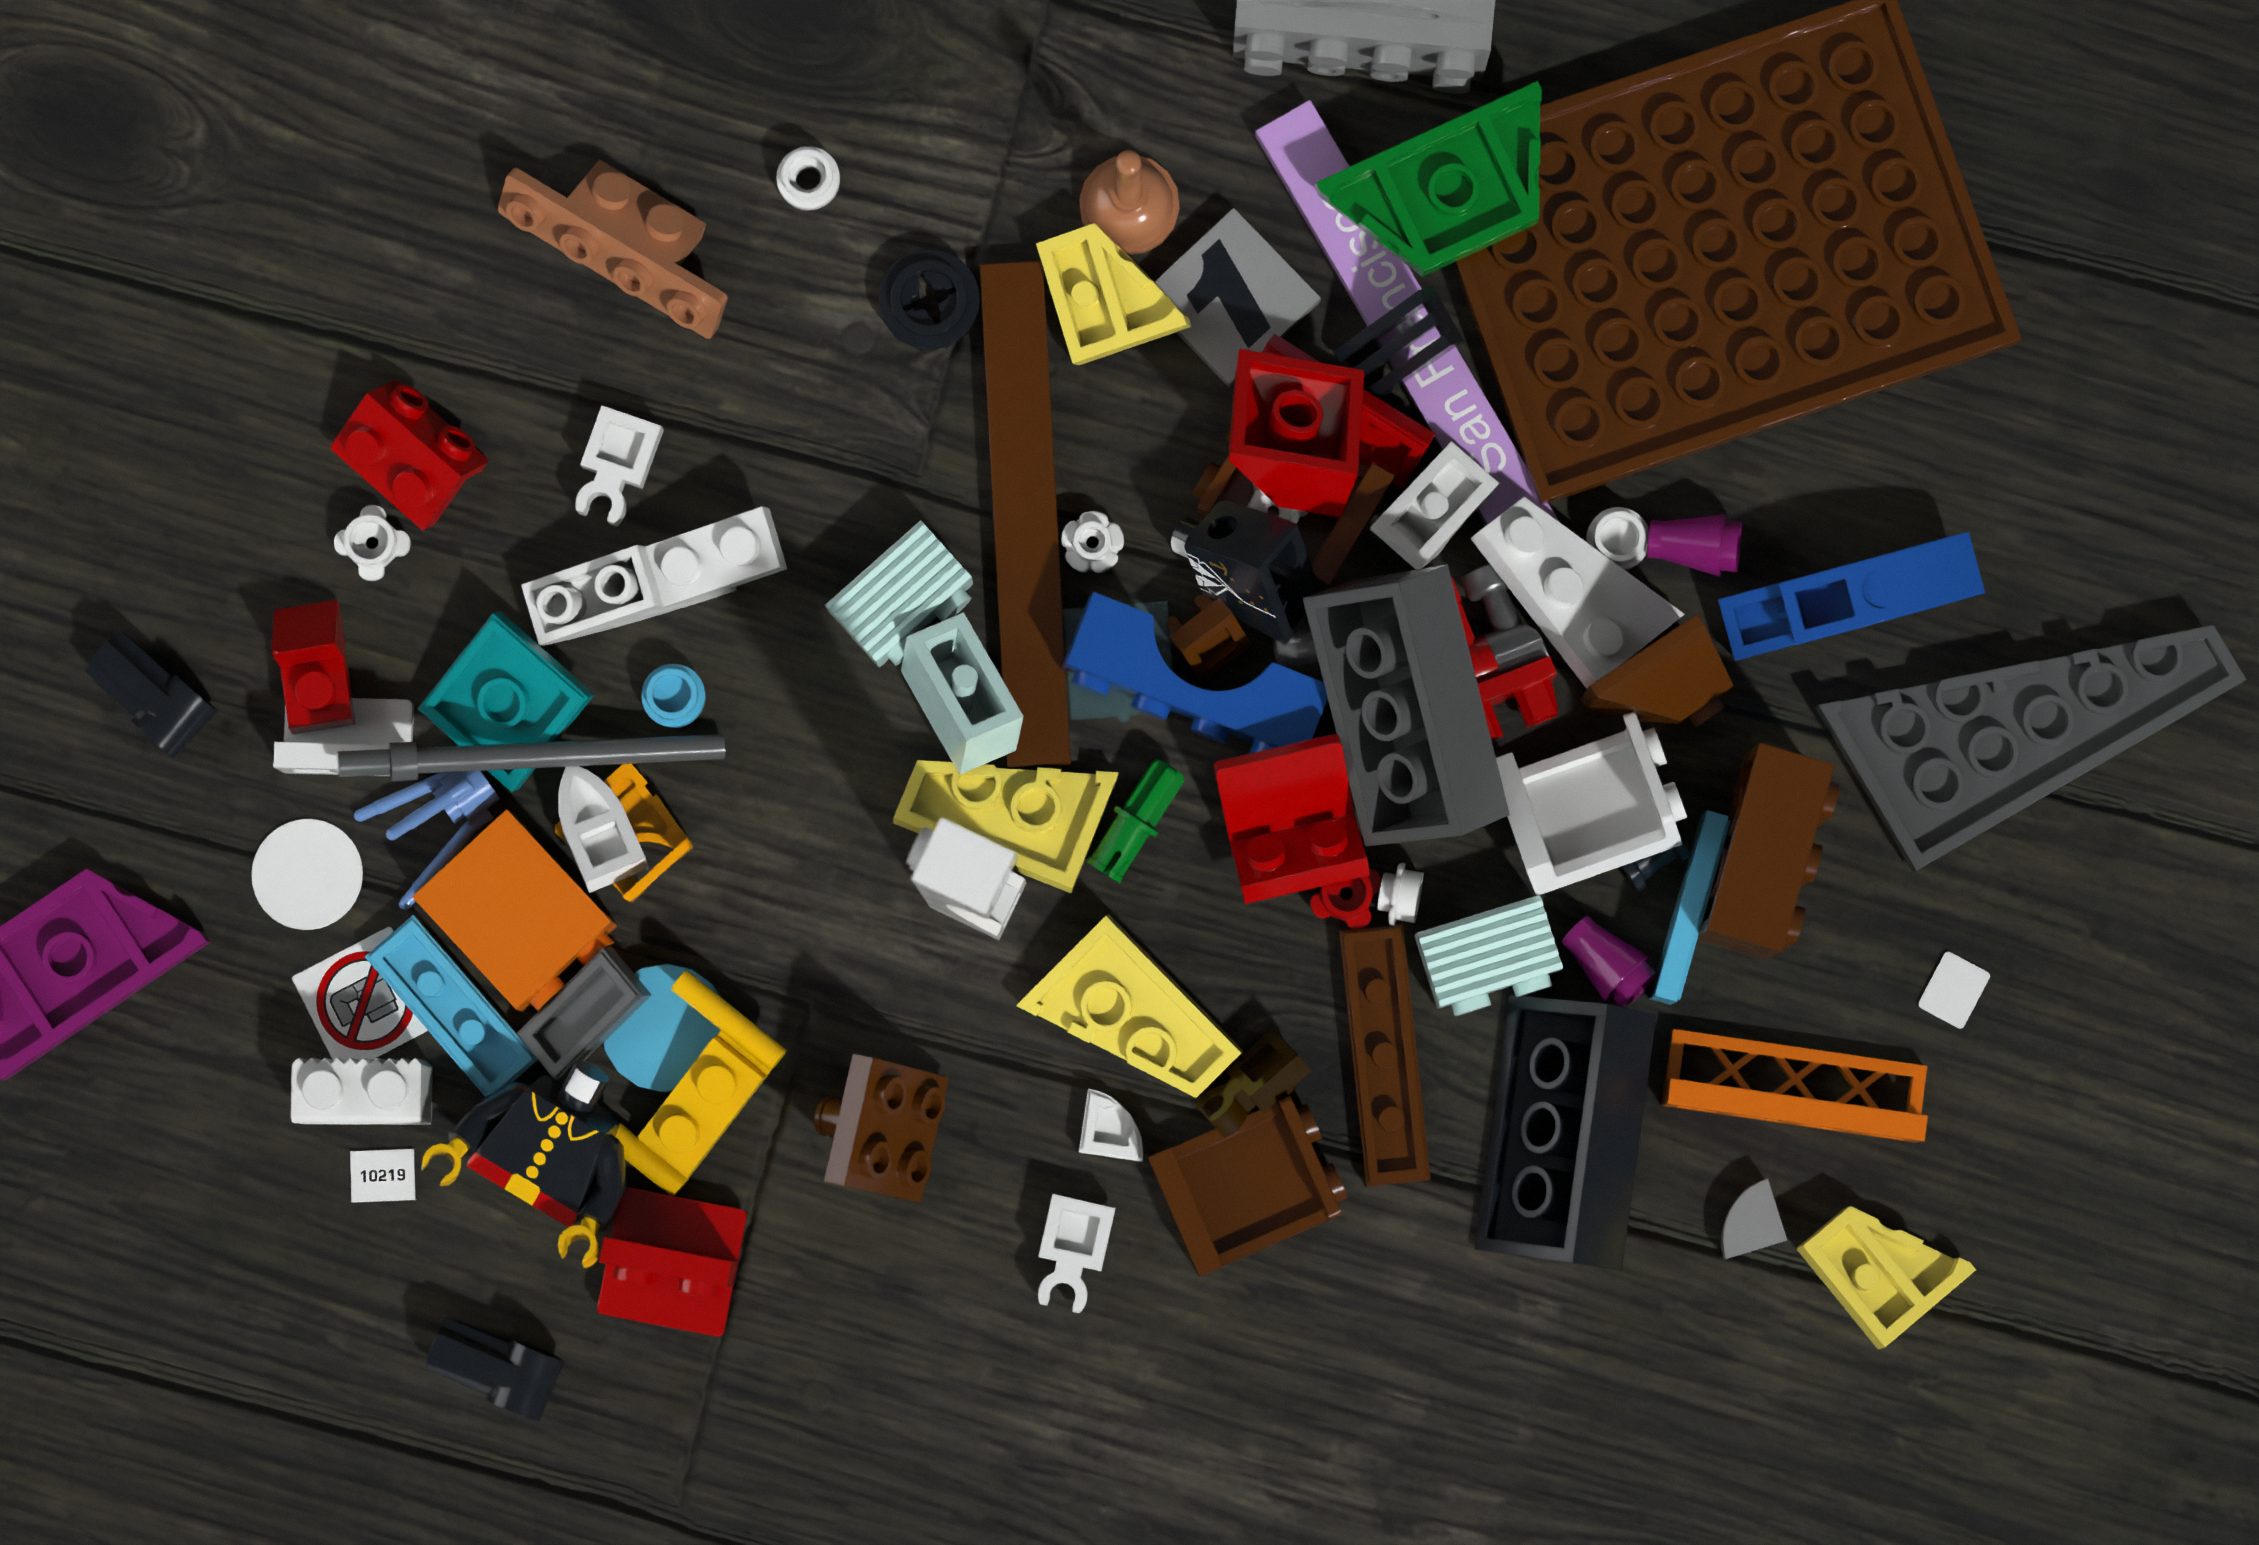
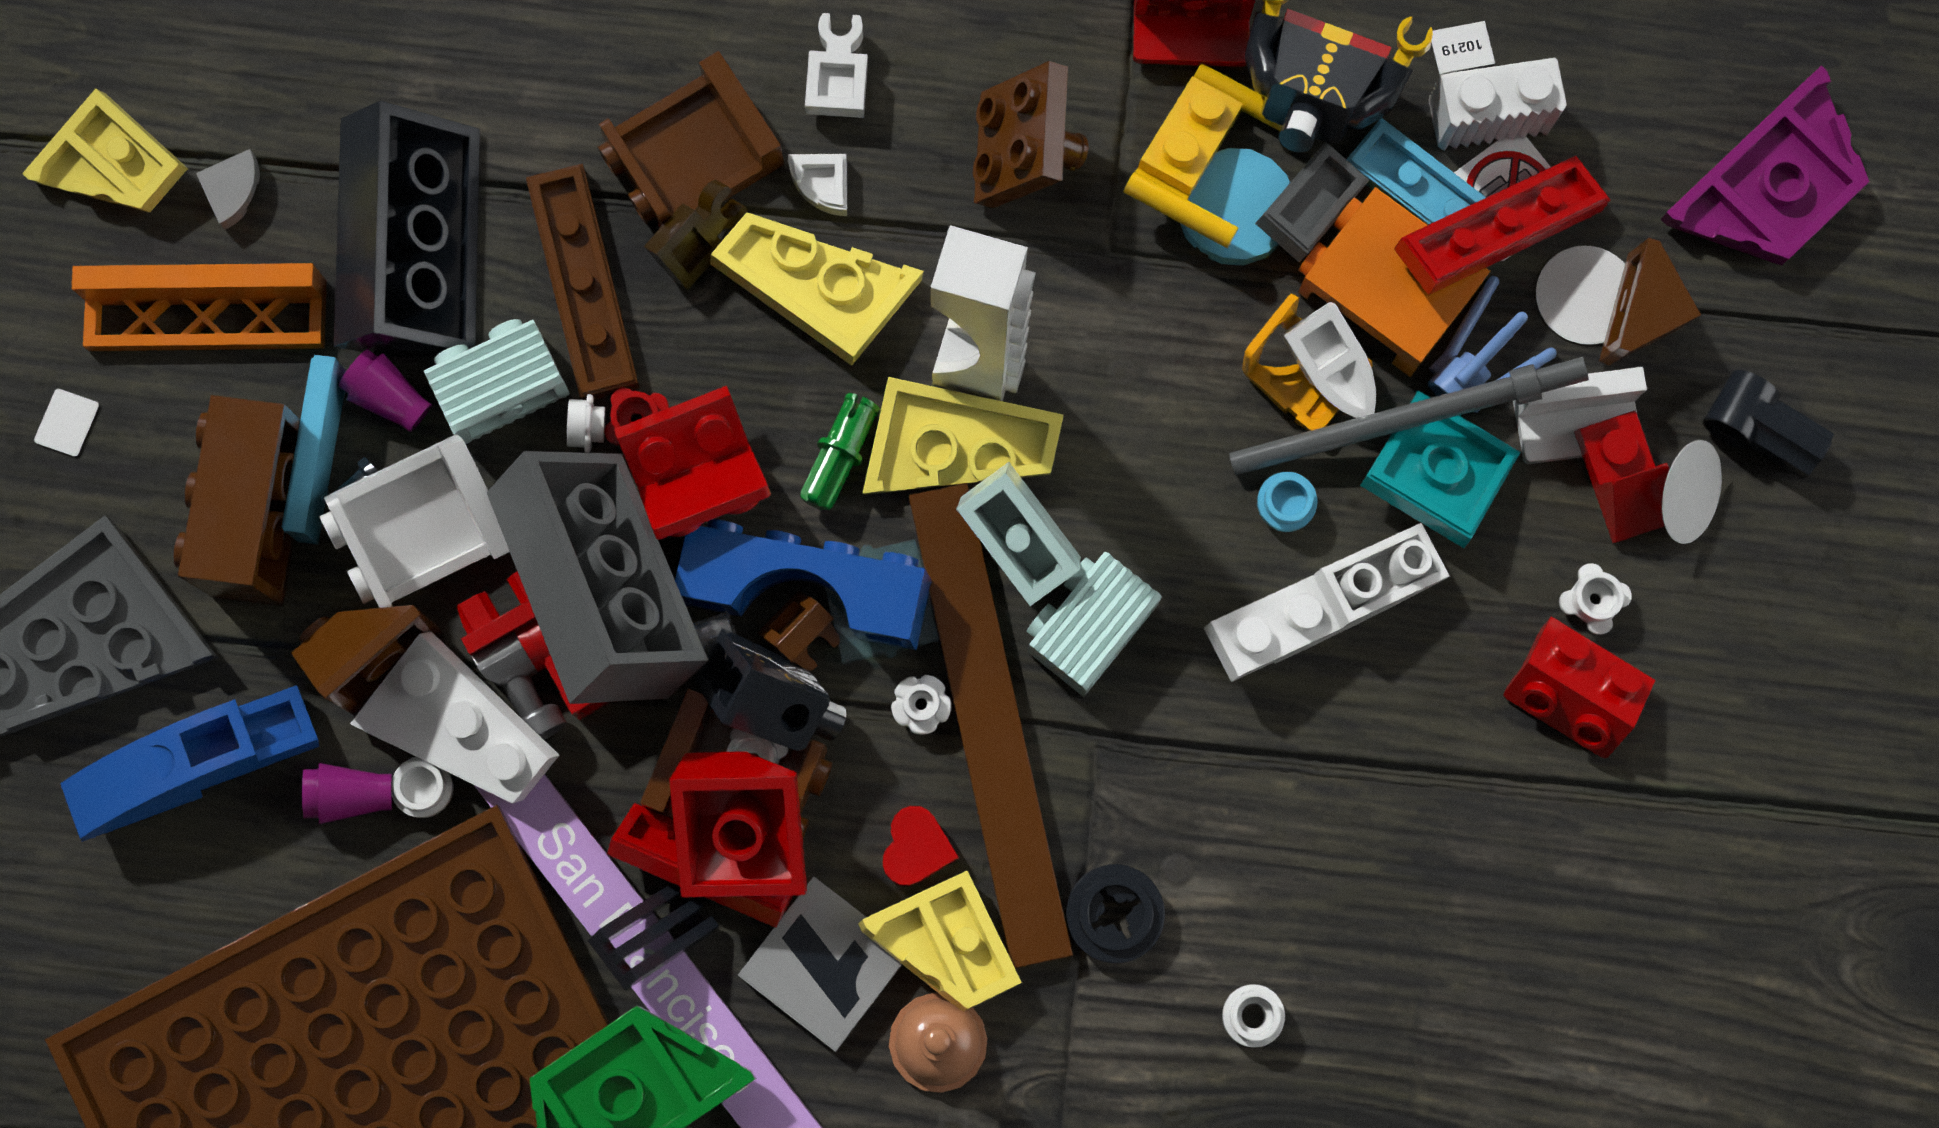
camera: 165 degrees right, 5 degrees down
(248, 632) = (1691, 491): none -> white sticker
(250, 840) = (1647, 303): none -> reddish brown slope
(387, 948) = (1501, 225): none -> red tile
(618, 453) = (1381, 716): white plate -> none
(623, 236) = (1421, 931): nougat bracket -> none
(1119, 398) = (917, 847): none -> red tile
(1434, 506) = (598, 779): white slope -> none

